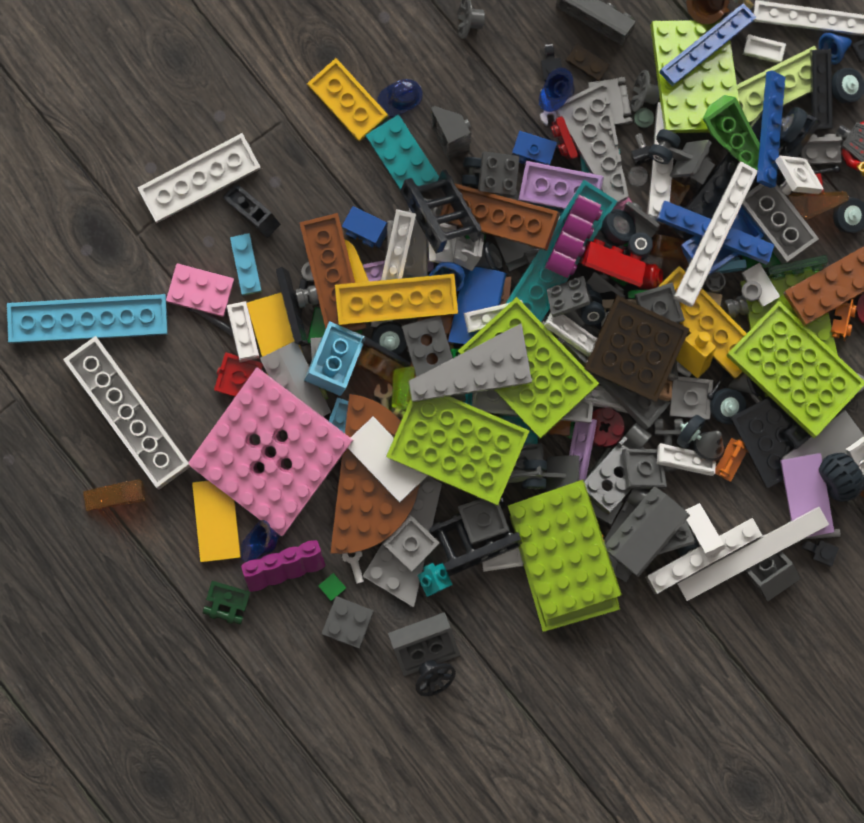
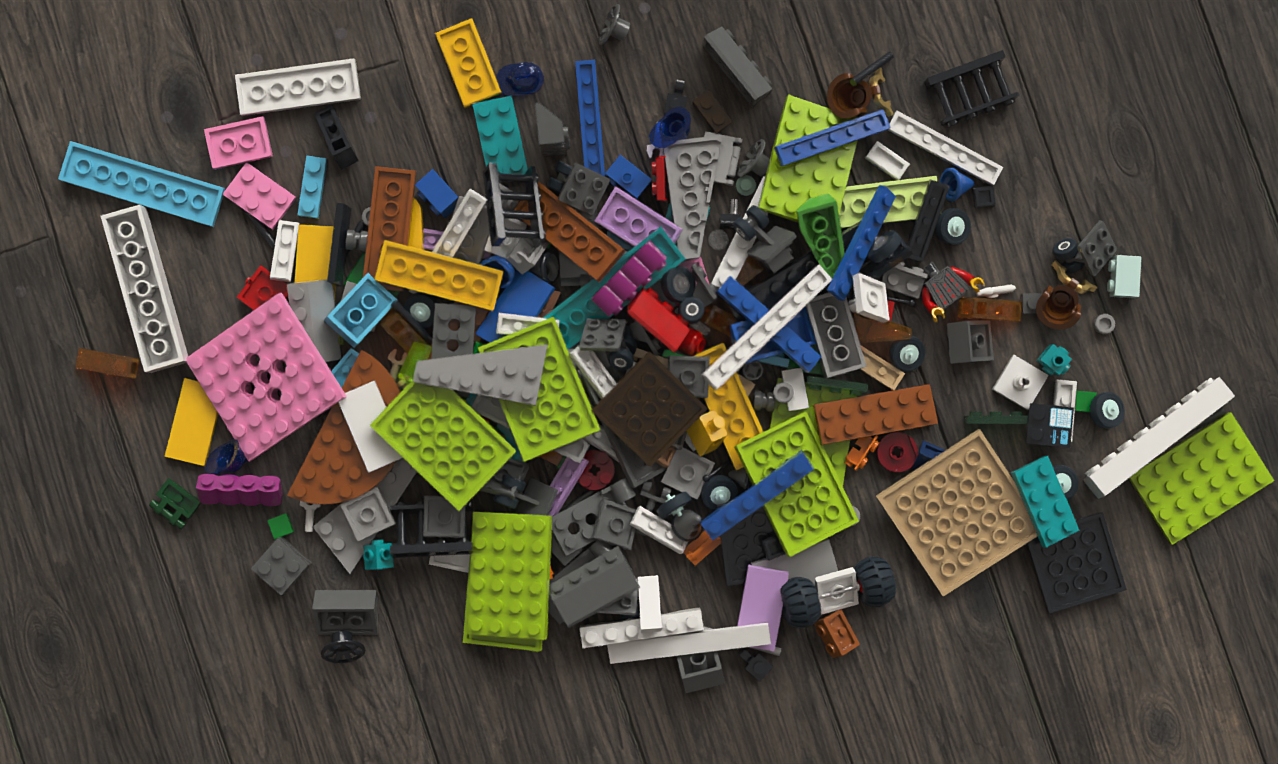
camera: 15 degrees right, 5 degrees up
(163, 248) = (238, 143): none -> bright pink plate
(477, 105) = (590, 116): none -> blue plate
(765, 391) = (758, 495): none -> blue arch
(833, 239) = (881, 370): none -> tan plate

